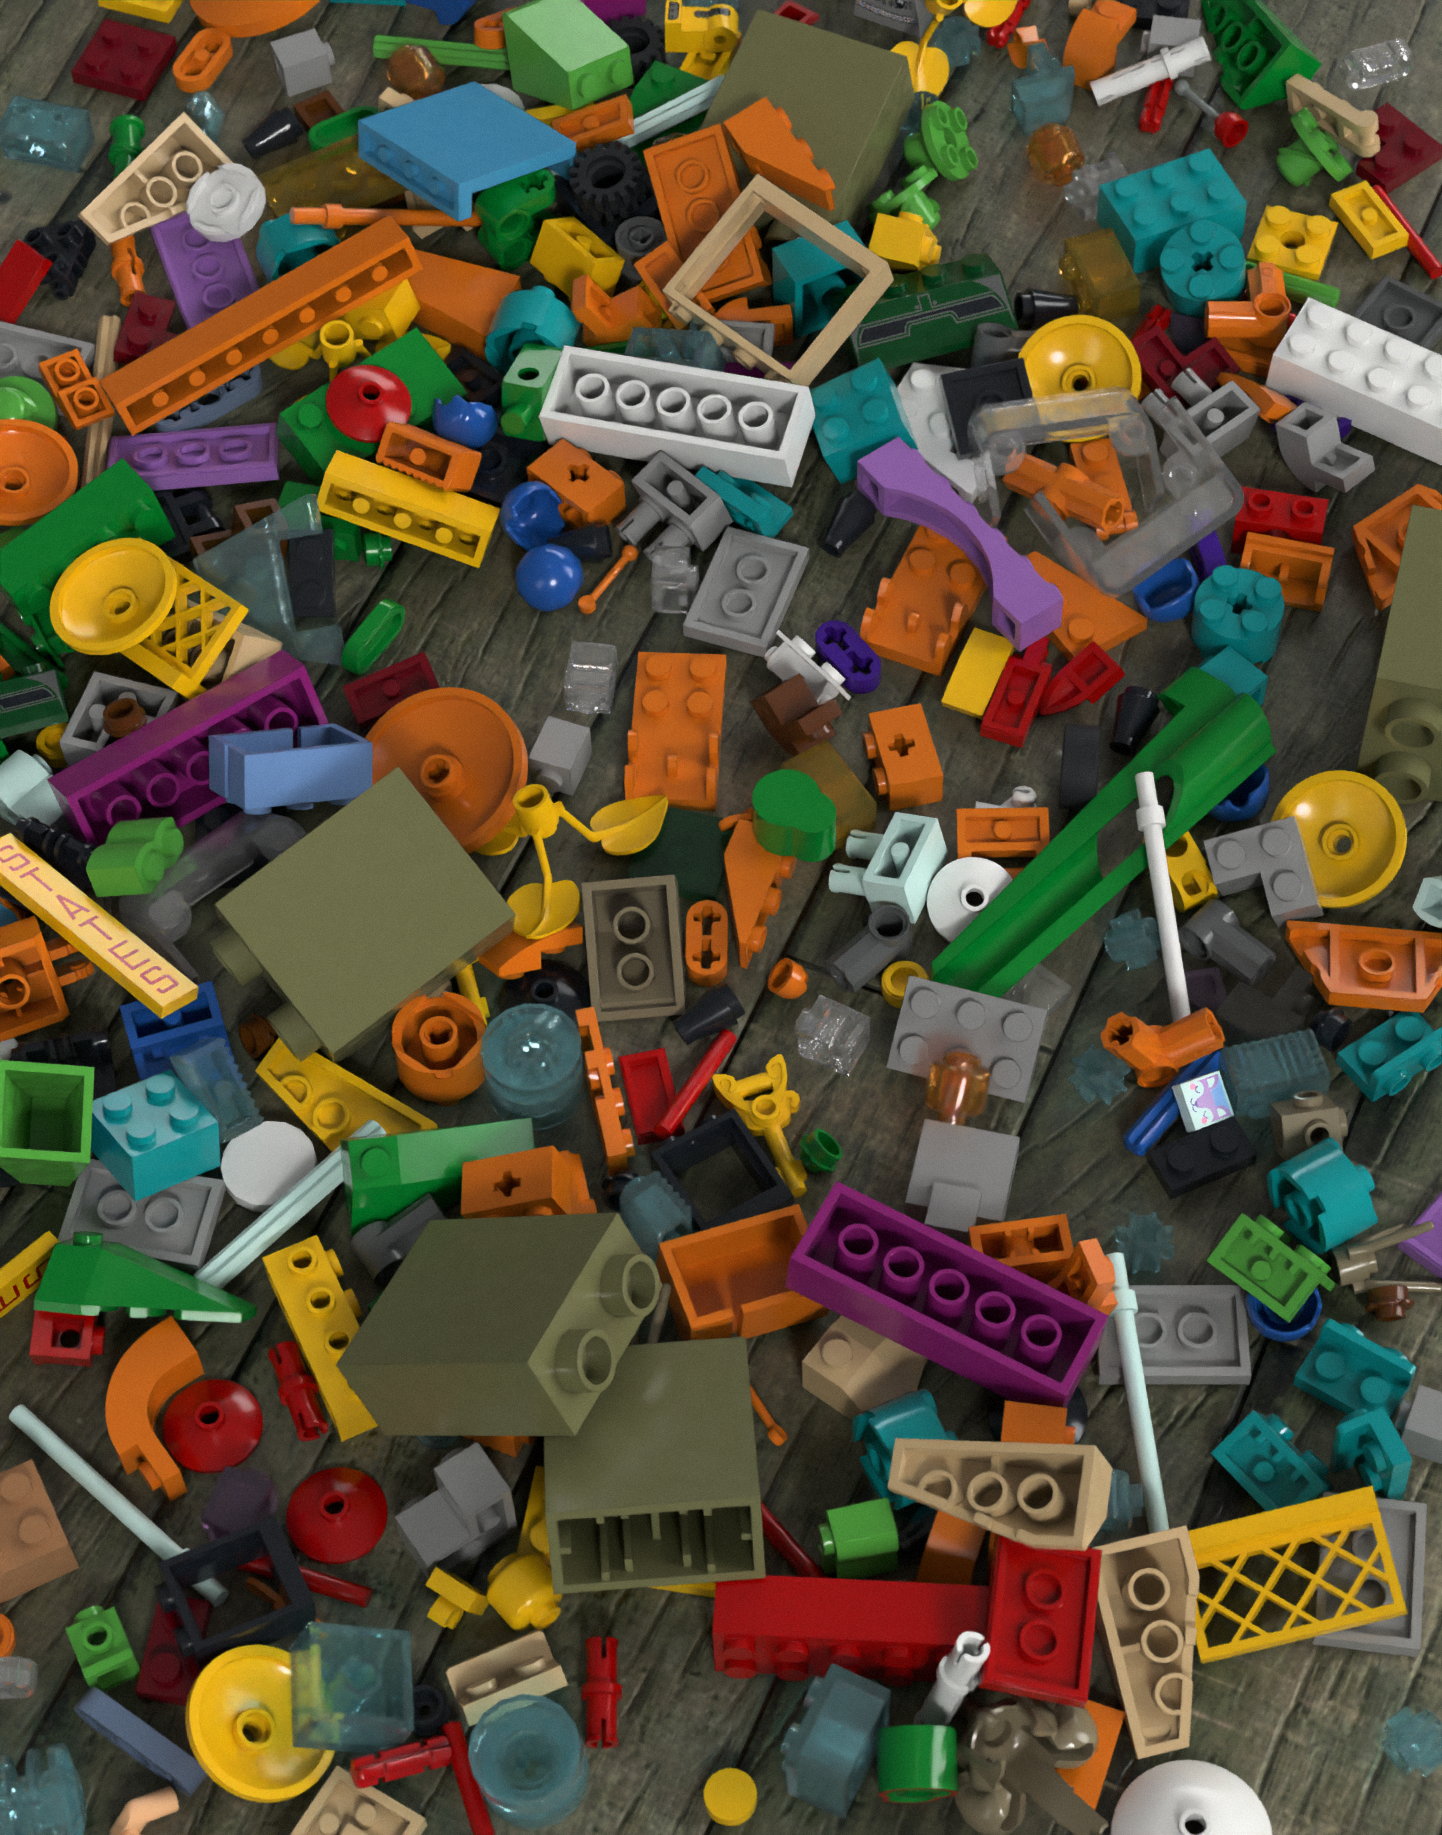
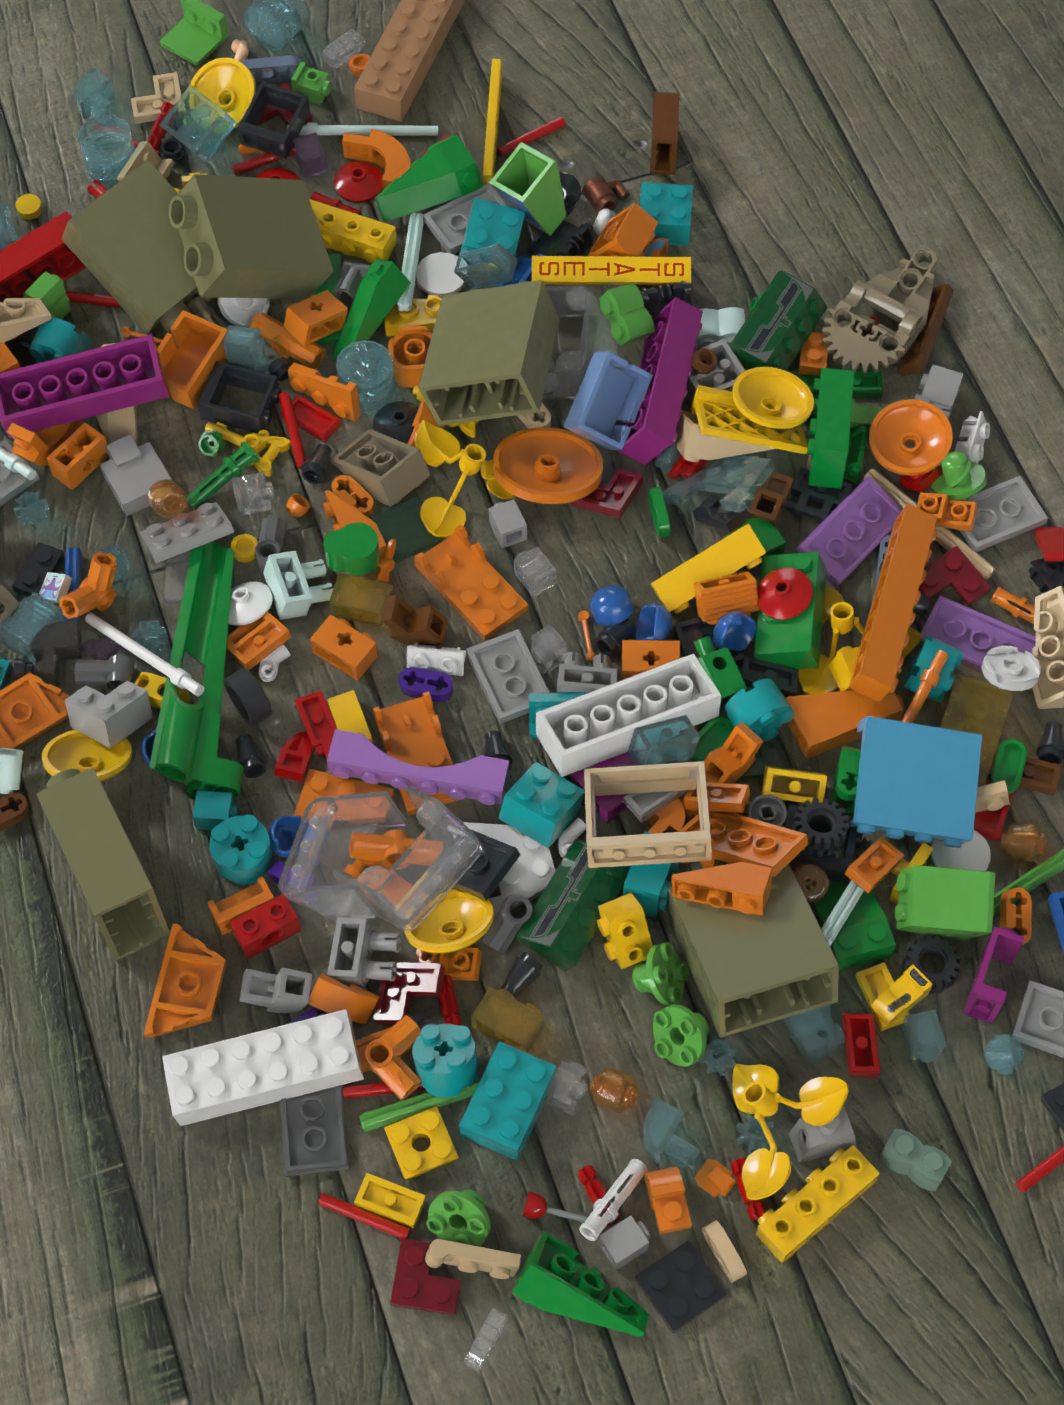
camera: 135 degrees right, 5 degrees up
(830, 1084) = (231, 468): none -> green pin

